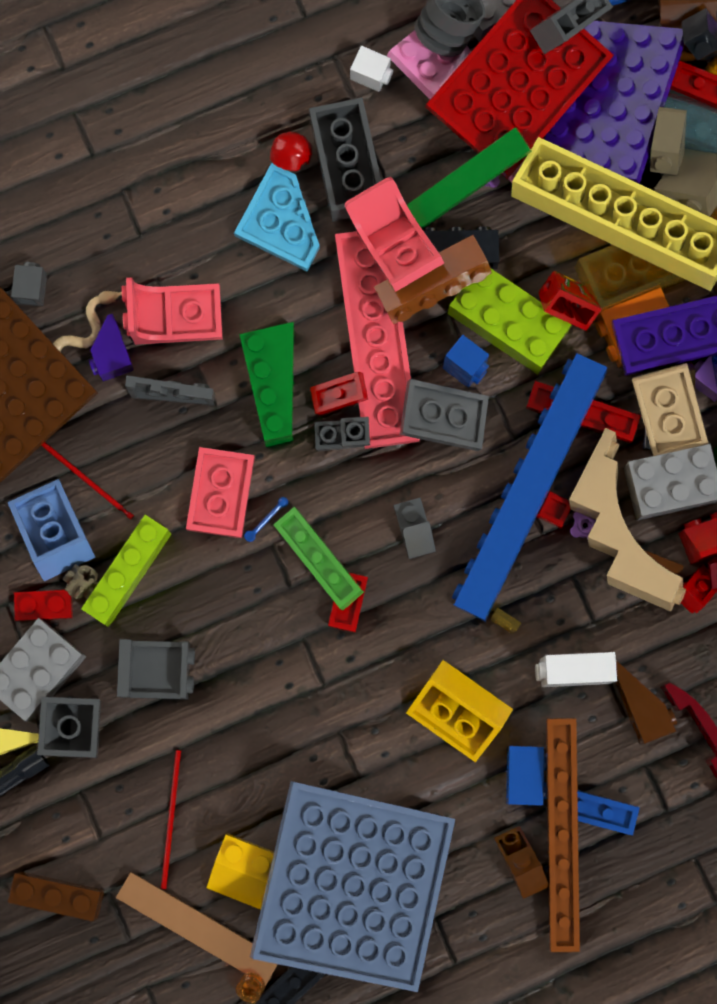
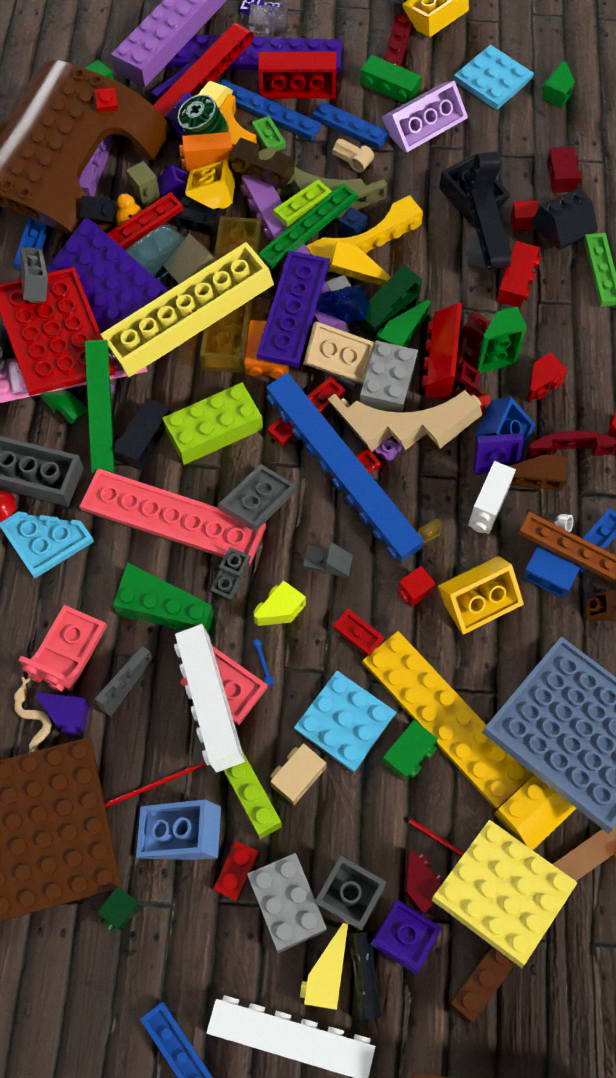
camera: 60 degrees left, 15 degrees down
(60, 801) = (406, 936): none -> dark purple tile
(80, 581) = (235, 826): dark tan gear -> none
(115, 794) = (420, 882): none -> dark red slope
(147, 878) = (505, 893): none -> light yellow plate
(155, 669) = (336, 803): dark grey panel -> none
(165, 615) = (297, 774): none -> tan brick
(189, 486) = (209, 699): none -> white brick
(246, 635) = (345, 721): none -> medium azure plate
(246, 717) = (410, 750): none -> green brick
(304, 729) = (447, 717): none -> yellow plate
(318, 558) = (315, 635): bright green plate -> none
(334, 506) = (280, 607): none -> neon yellow slope
(339, 393) = (199, 560): red plate -> none
(392, 234) = (108, 462): coral bracket -> none
(430, 636) = (415, 586): none -> red brick
(446, 150) = (66, 403): none -> green slope
(462, 266) = (157, 452): dark orange brick -> none
(466, 362) = (228, 462): blue brick -> none
(560, 298) = (216, 380): red torso -> none
(596, 765) = (564, 521): none -> white hinge
(638, 651) = (499, 448): none -> dark purple plate
(668, 141) = (155, 261): dark tan slope -> none
(681, 645) = (505, 417): none -> blue slope

